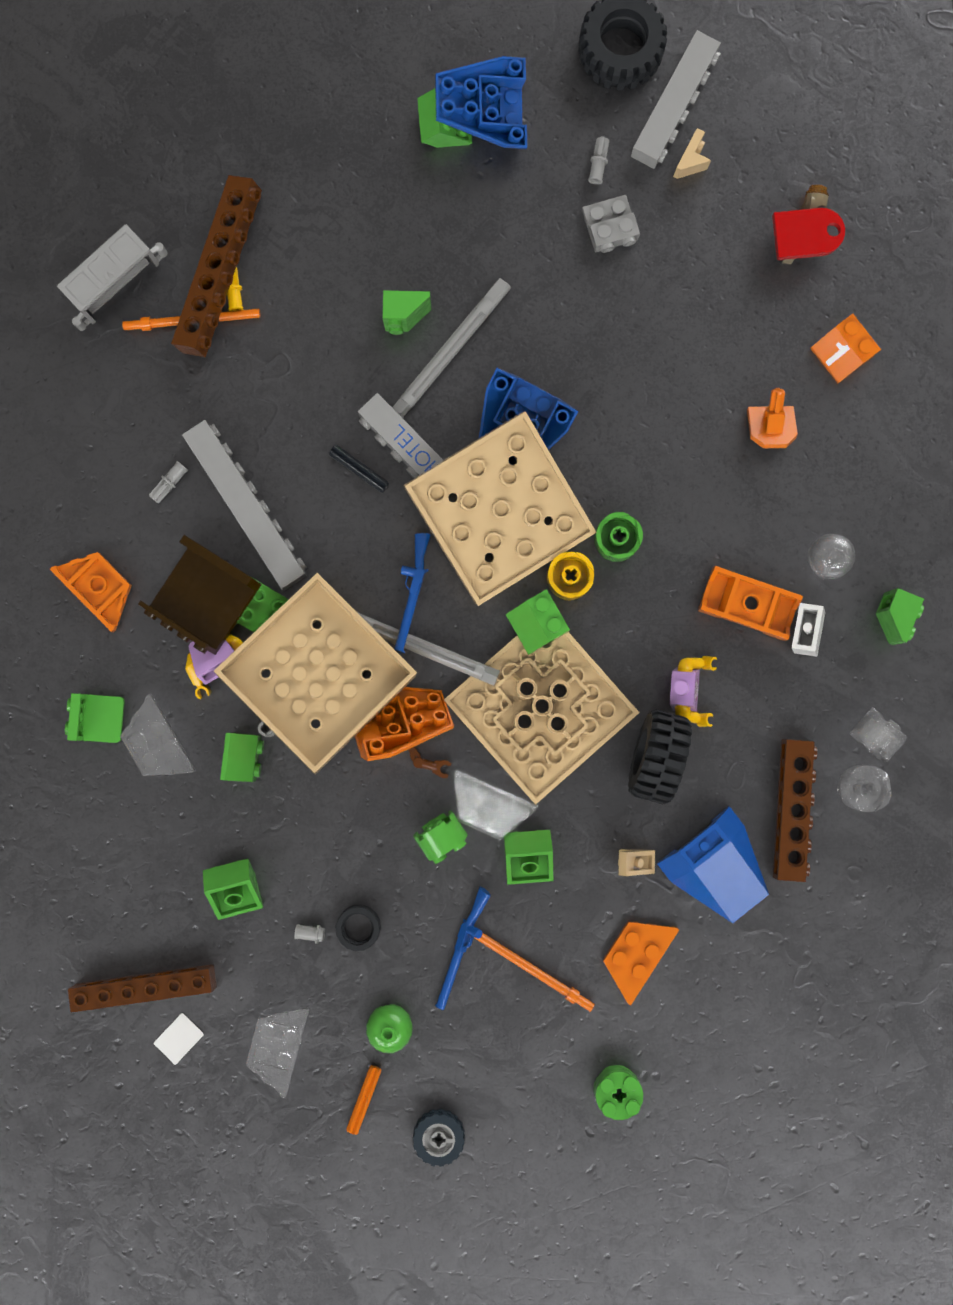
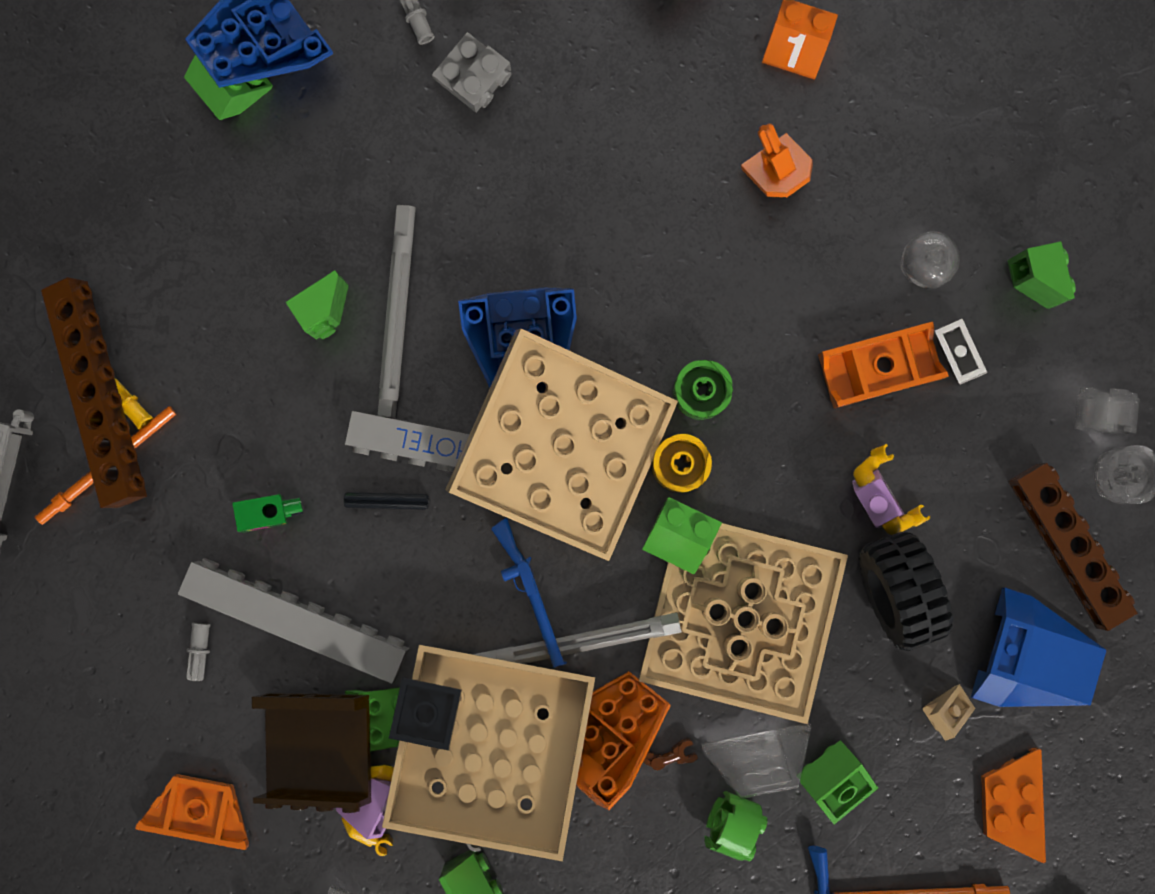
camera: 35 degrees left, 0 degrees up
(267, 413) = (251, 513): none -> green torso
(291, 618) = (425, 714): none -> black tile

